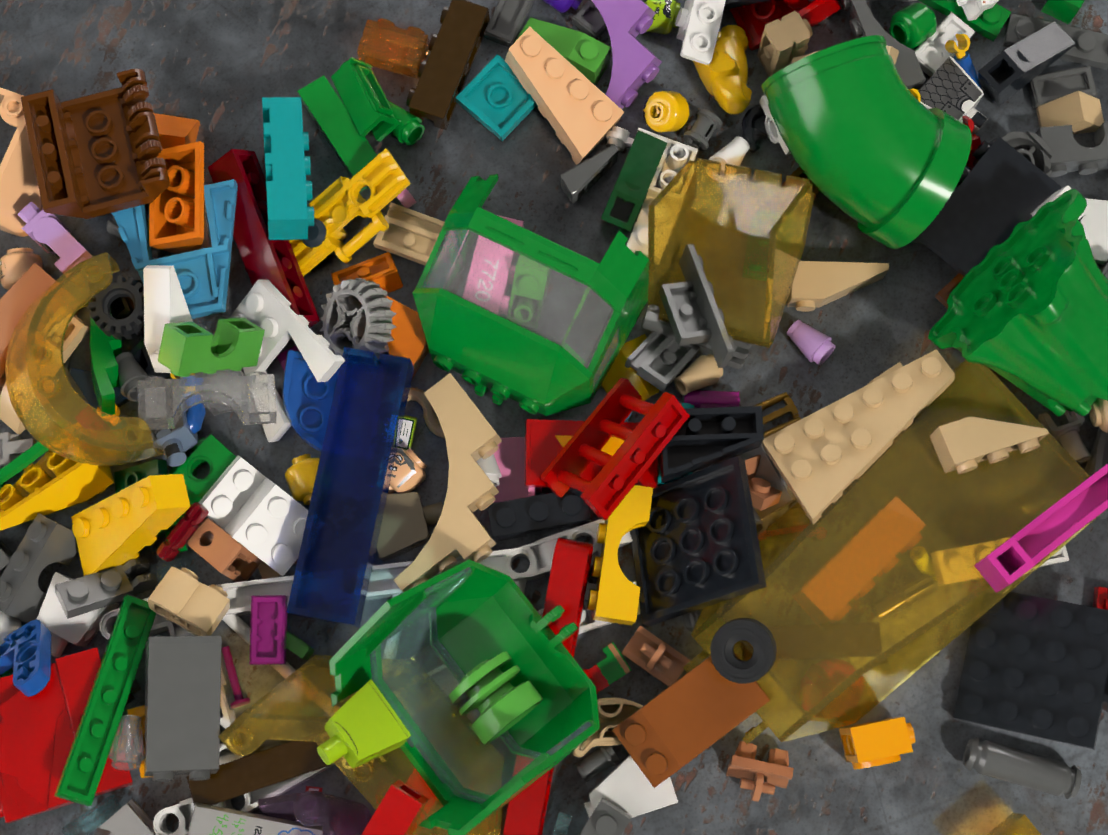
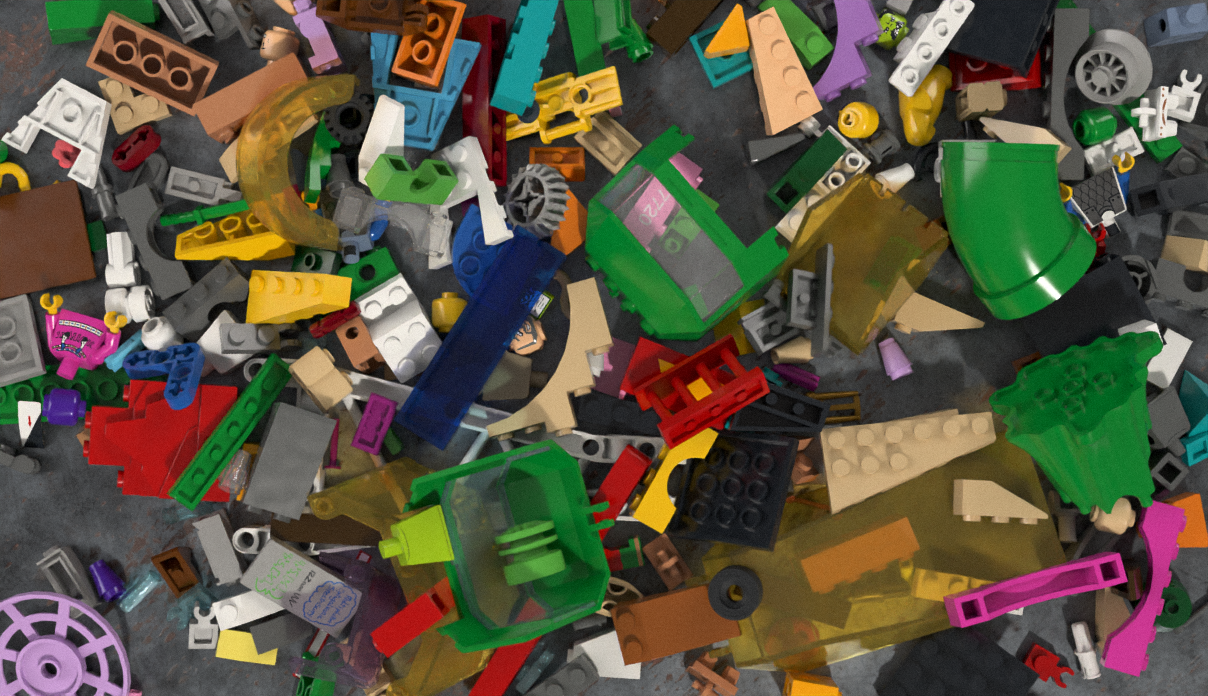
camera: 20 degrees right, 10 degrees up
(498, 77) = (731, 37): none -> light orange slope

